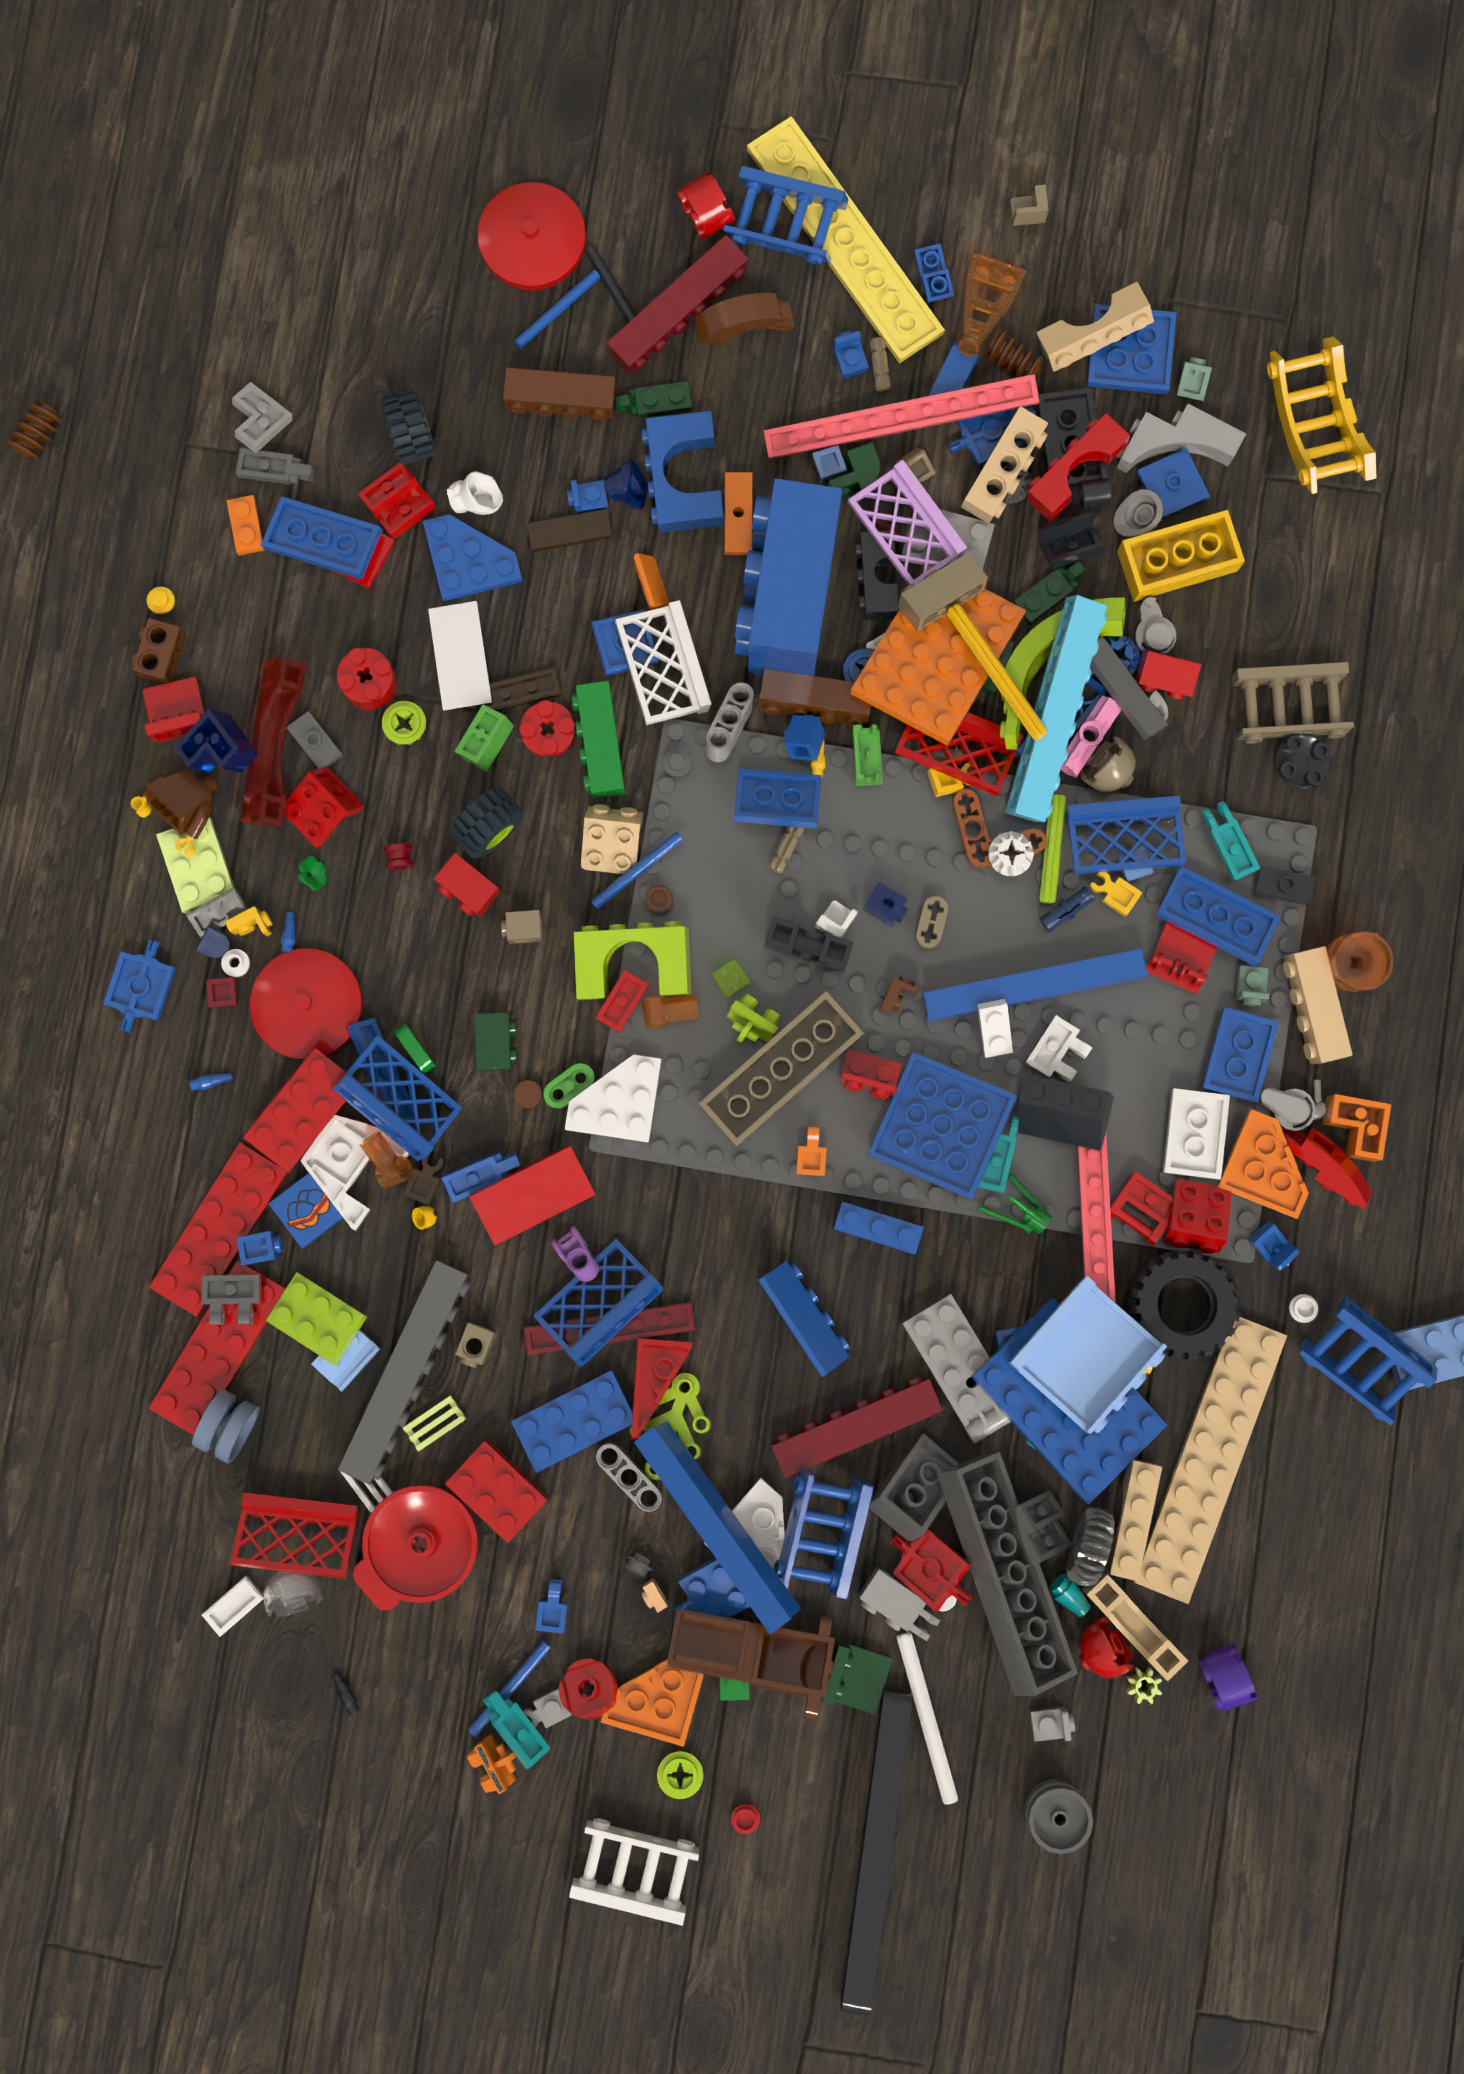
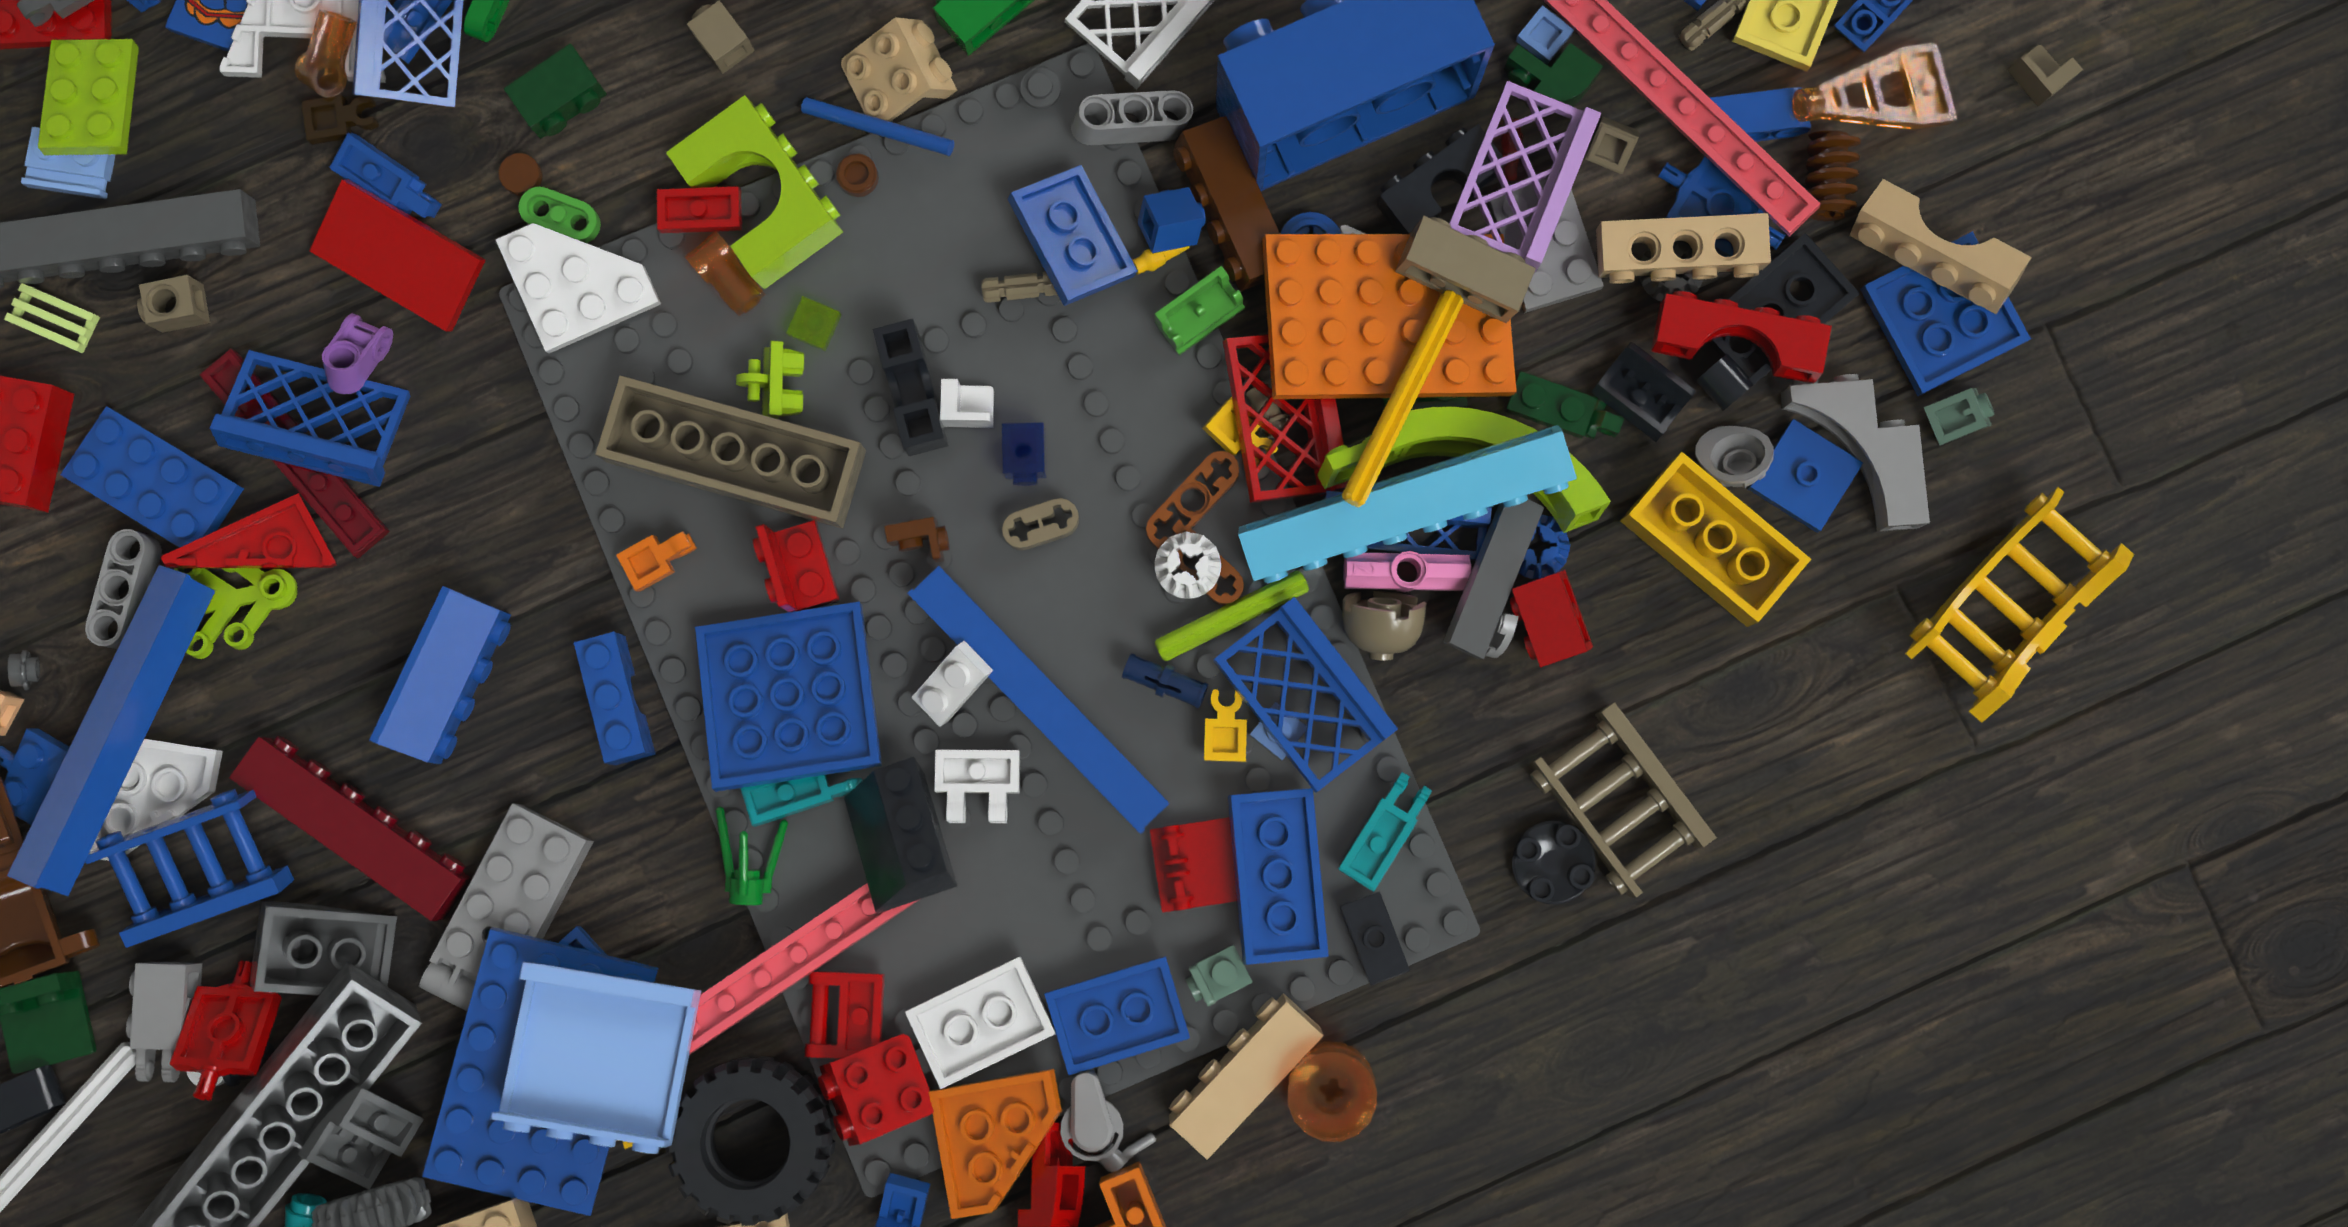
camera: 60 degrees right, 0 degrees up
(423, 1217) = (291, 145): yellow hinge -> none
(1154, 629) = (1601, 568): light grey piece -> none

